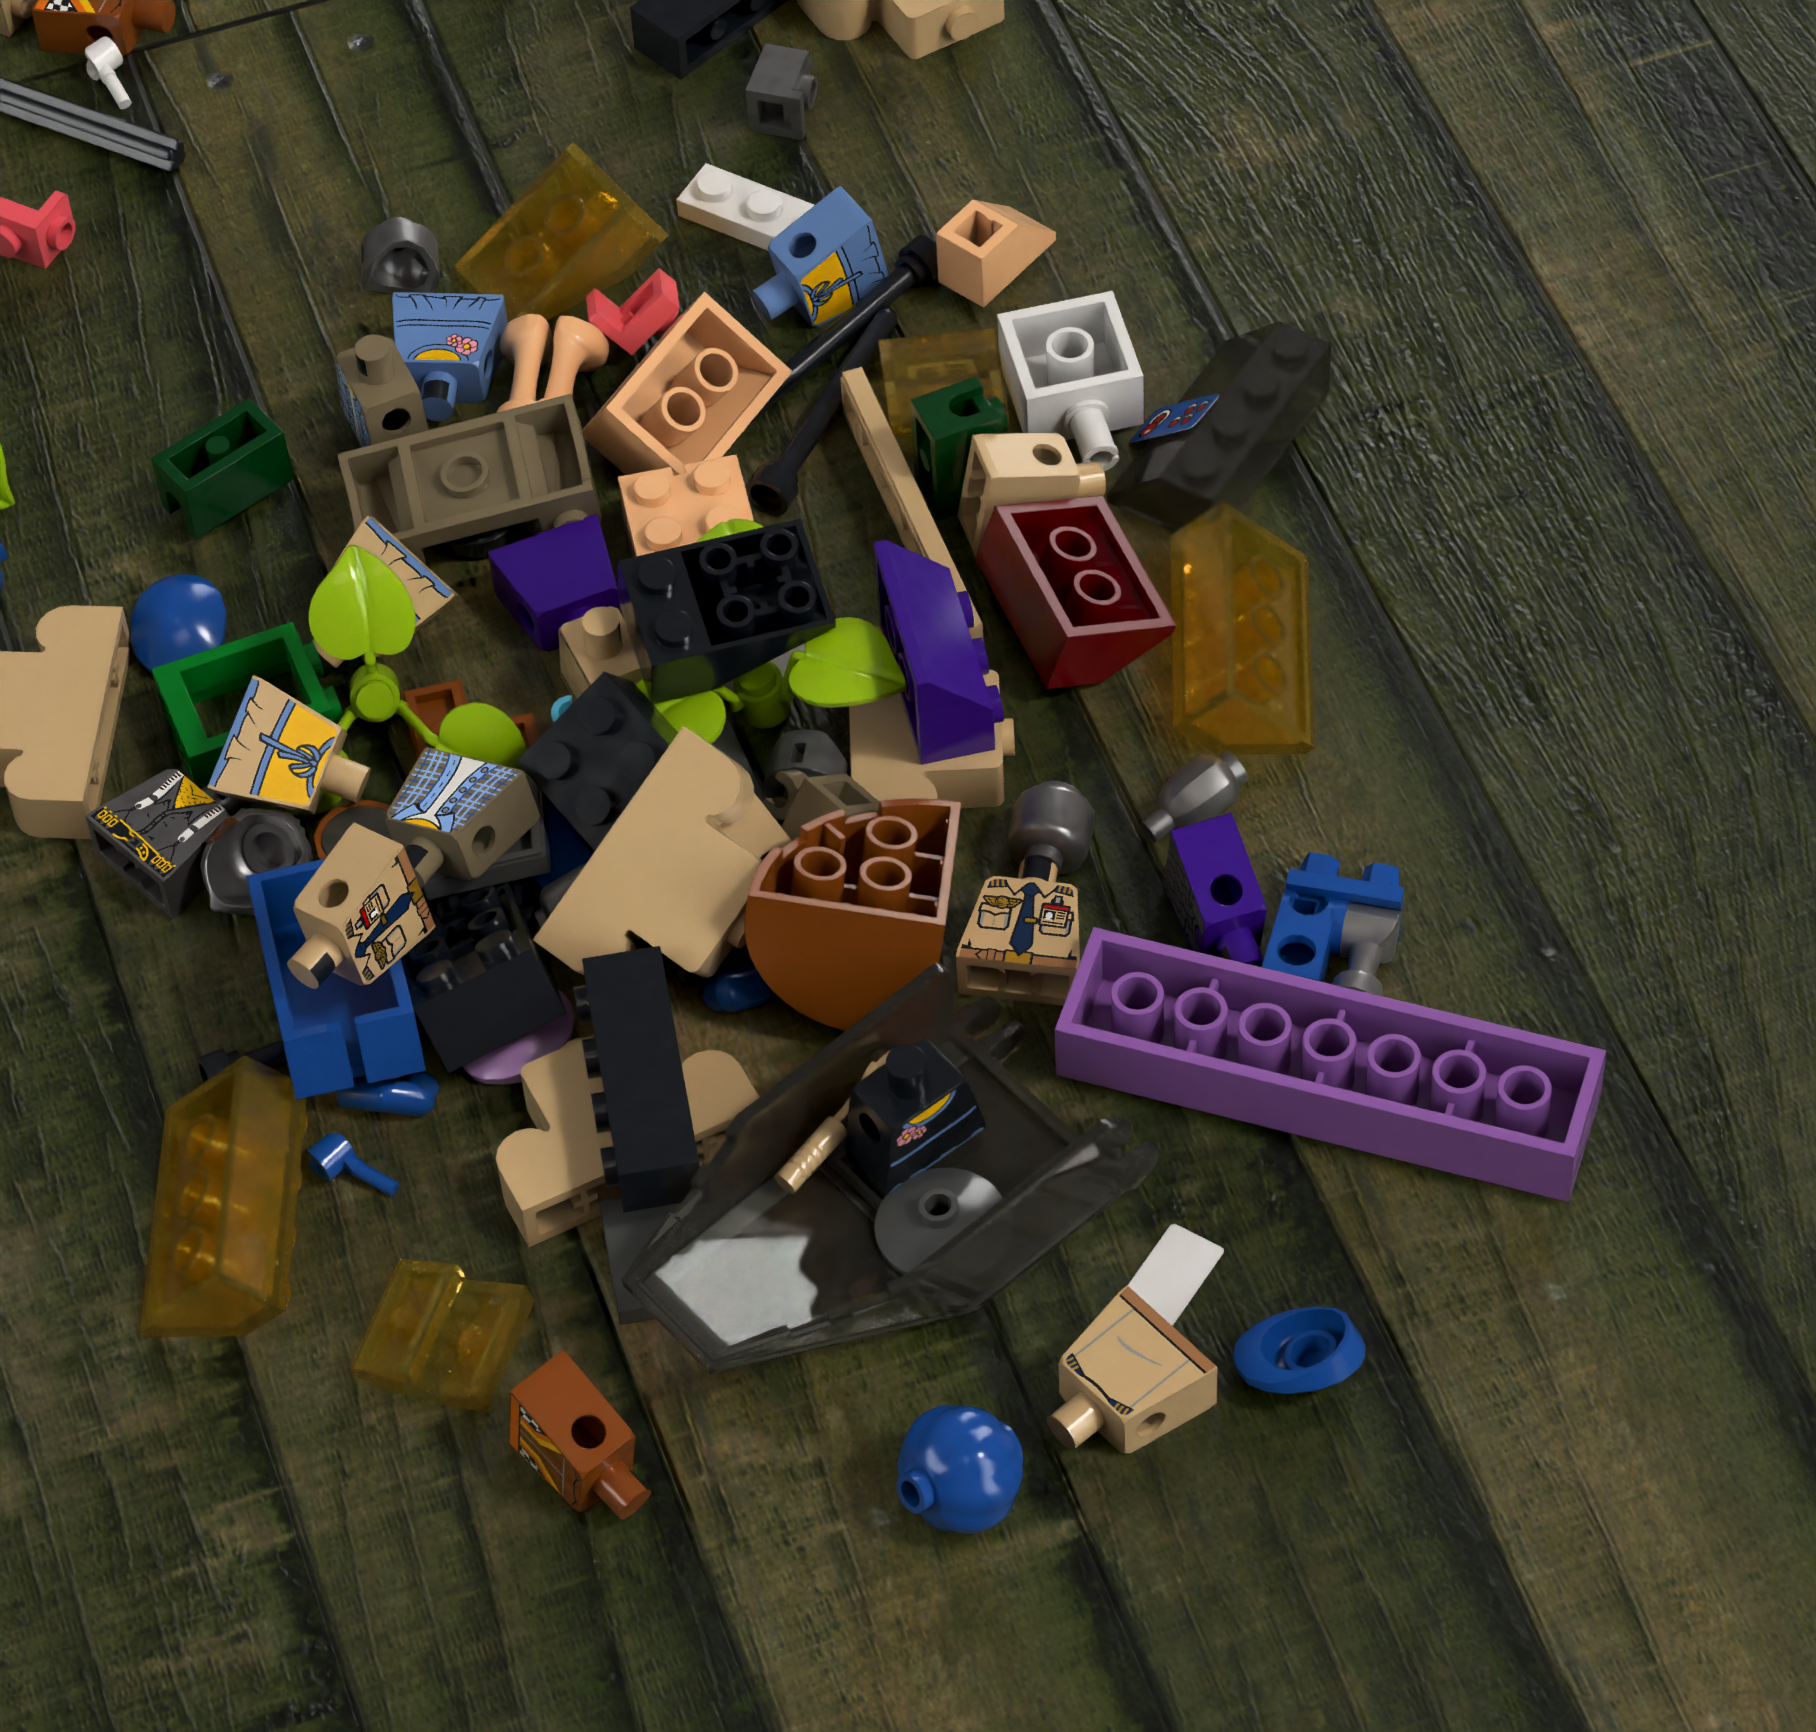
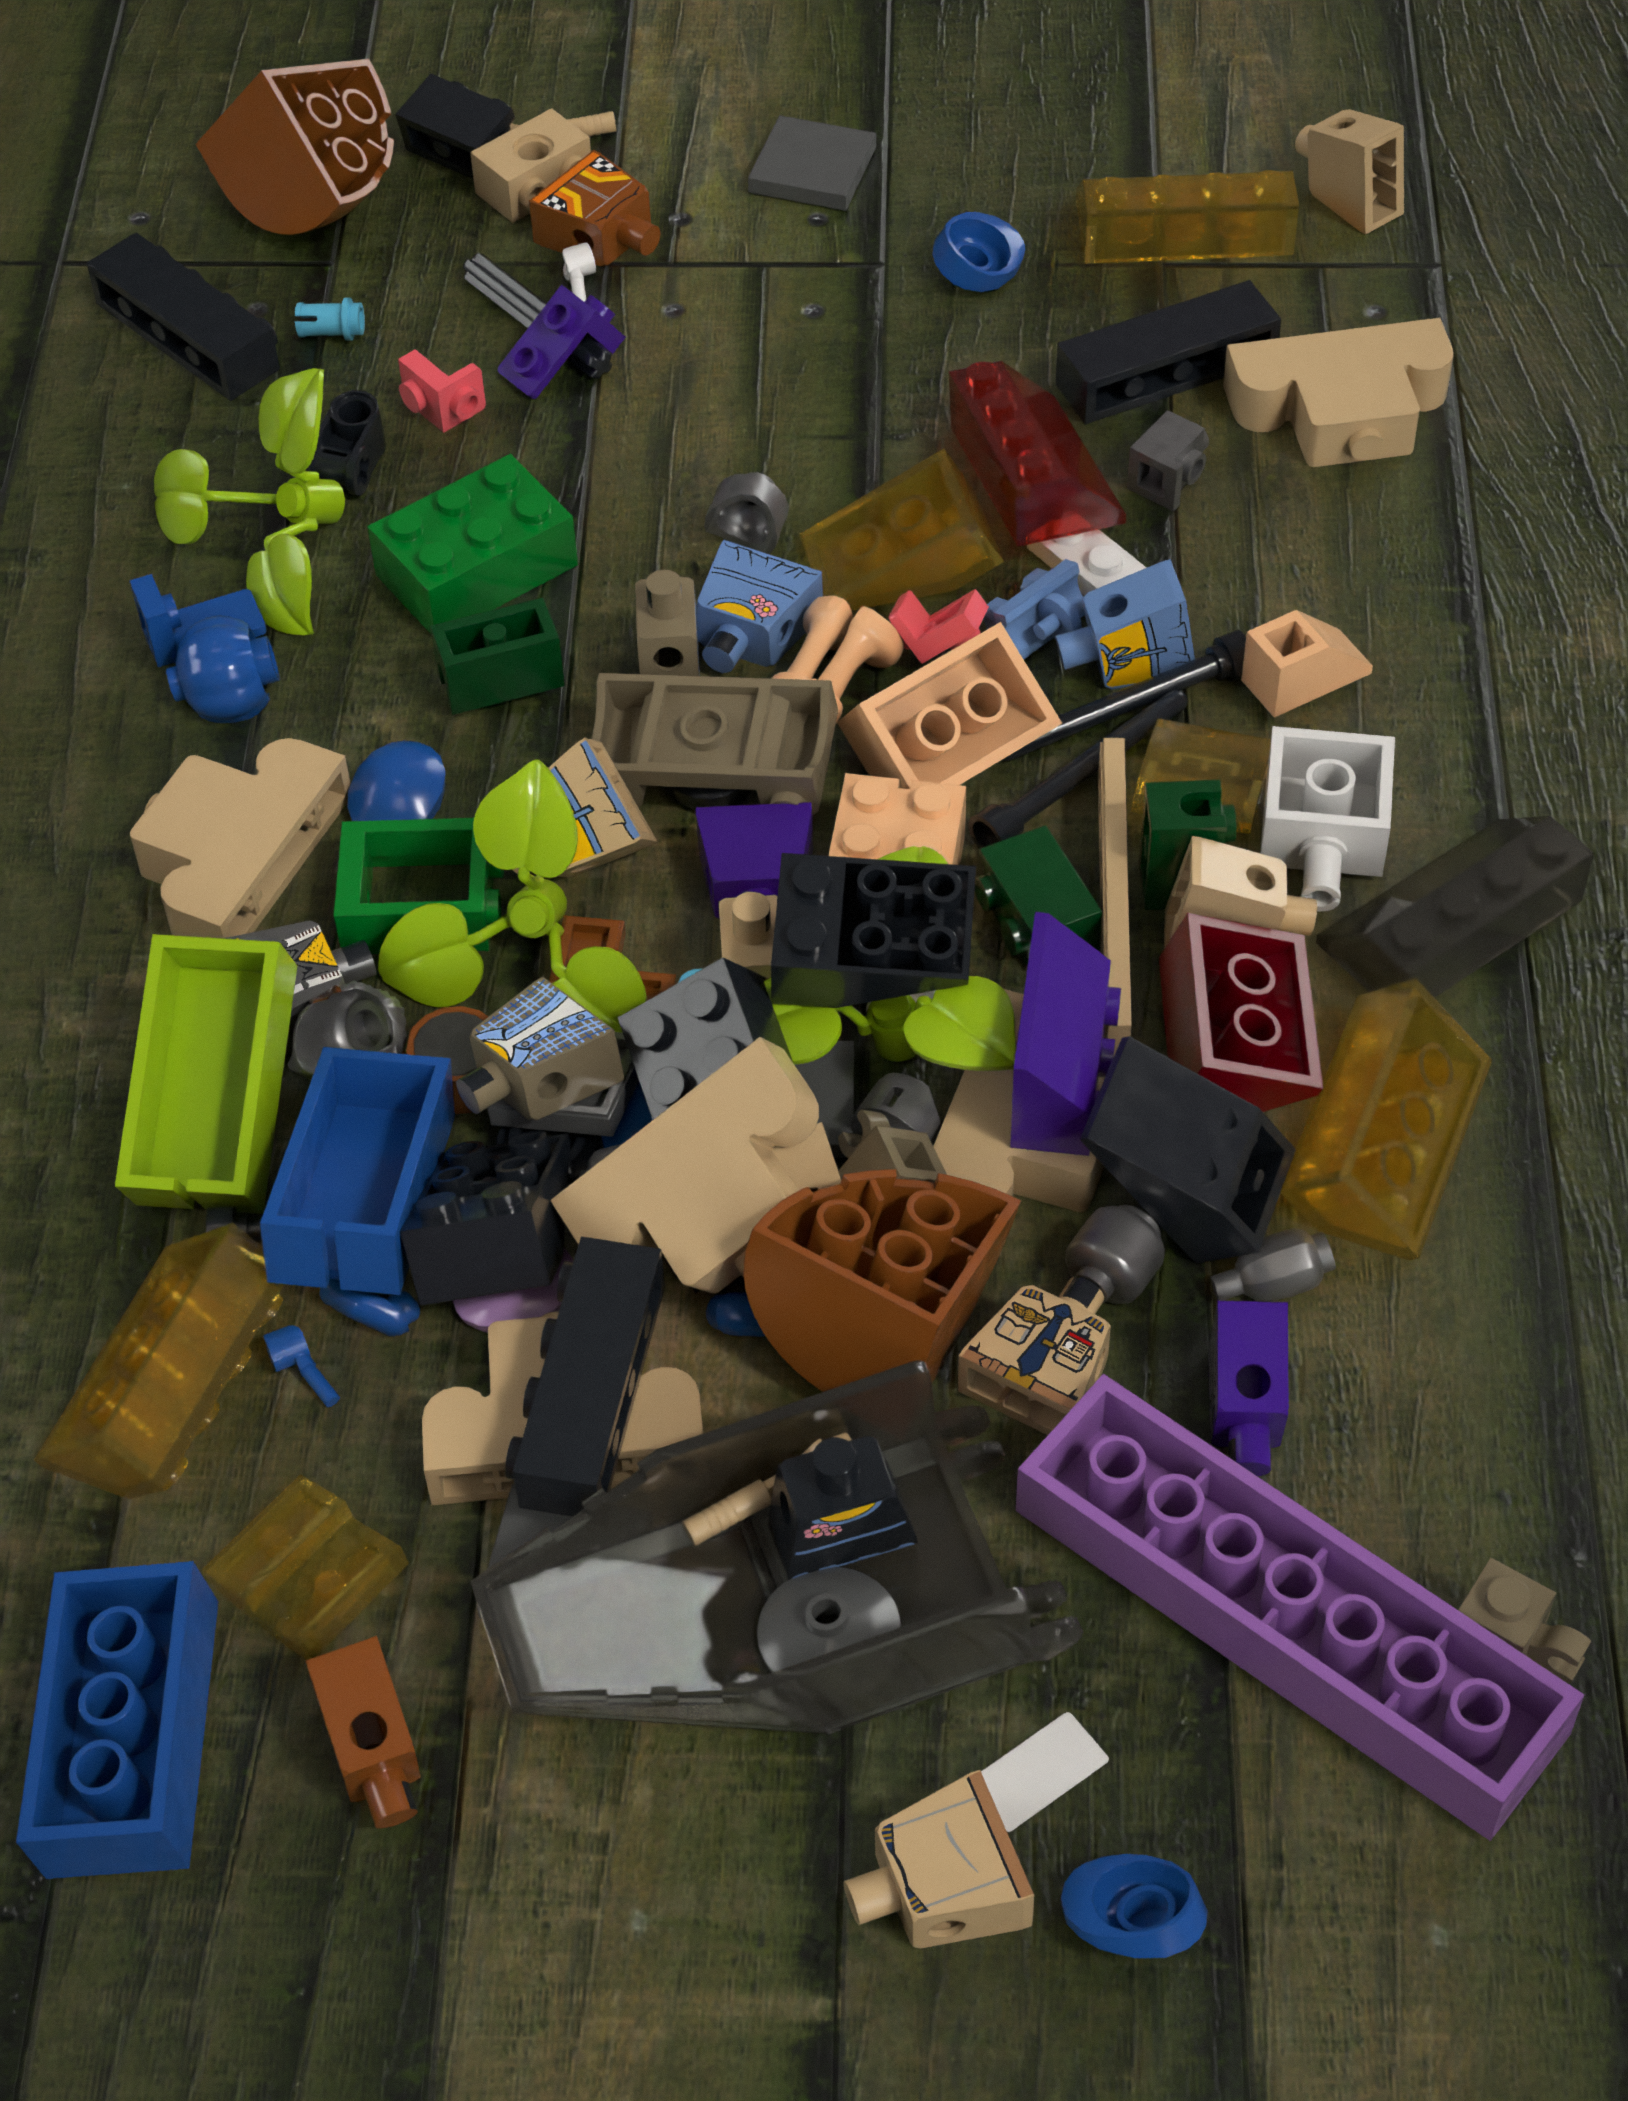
camera: 20 degrees right, 0 degrees up
(121, 143) = (554, 338): none -> dark purple bracket
(141, 370) = (473, 544): none -> green brick
(147, 933) = (207, 1073): none -> lime piece
(284, 754) = (412, 940): torso -> none
(346, 1510) = (119, 1721): none -> blue brick
(359, 911) = (381, 1120): tan torso -> none
(646, 126) = (1028, 455): none -> clear red slope
(726, 266) = (1042, 609): none -> medium blue hips
(842, 534) = (1030, 877): none -> dark green brick
(959, 1469) = (725, 1907): blue plant -> none
(1086, 717) = (1188, 1152): none -> black slope
(1174, 418) = (1411, 880): blue sticker -> none
(1337, 918) = (1365, 1444): blue hips -> none
(1522, 1004) = (1518, 1614): none -> dark tan brick

